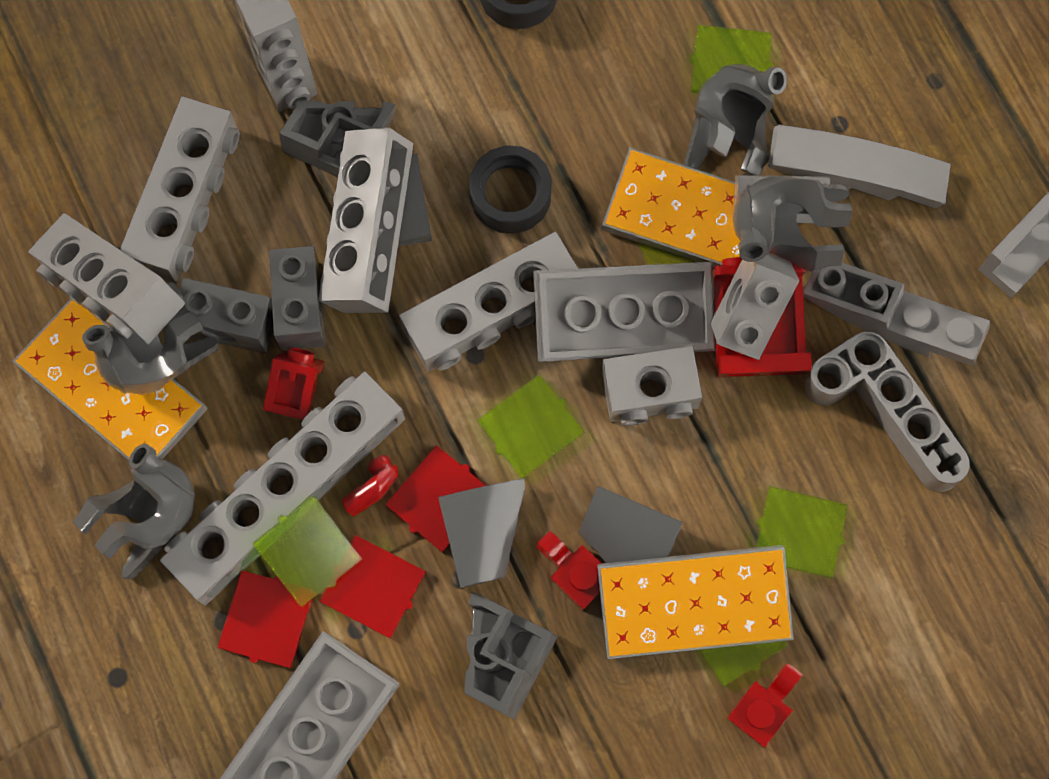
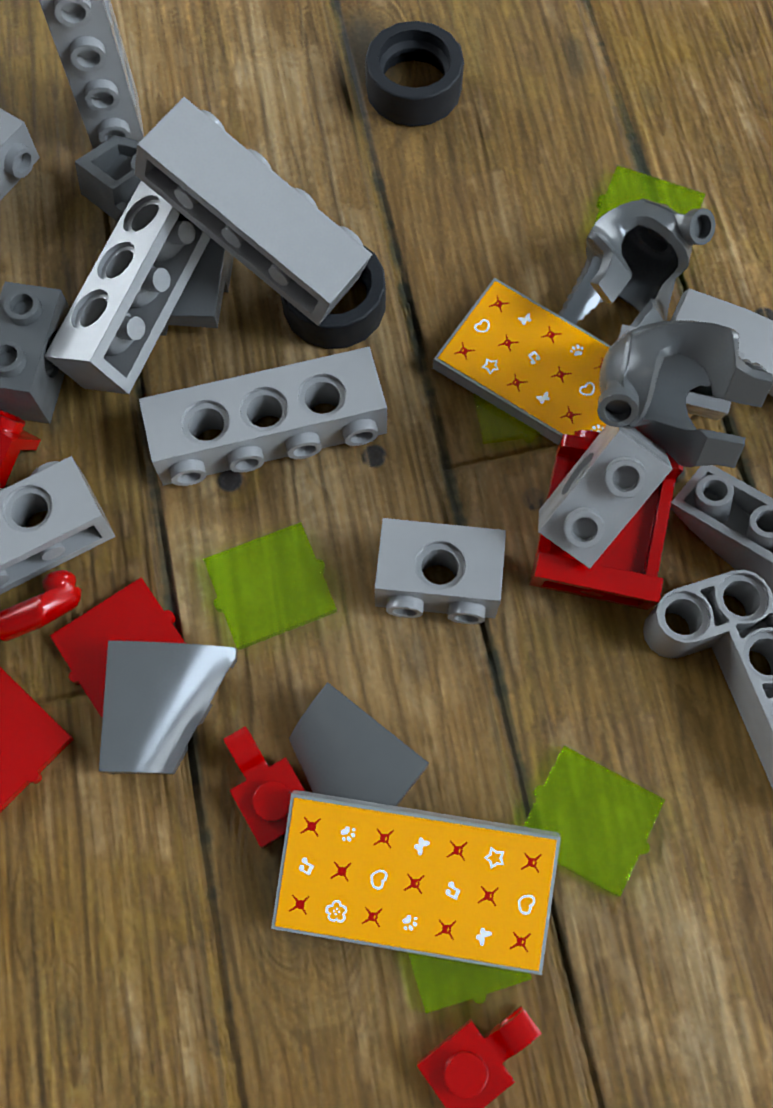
camera: 15 degrees right, 5 degrees down
(446, 154) = (250, 210): none -> light grey brick
(503, 655) = (131, 886): dark grey slope -> none
(623, 310) = (429, 463): light grey tile -> none

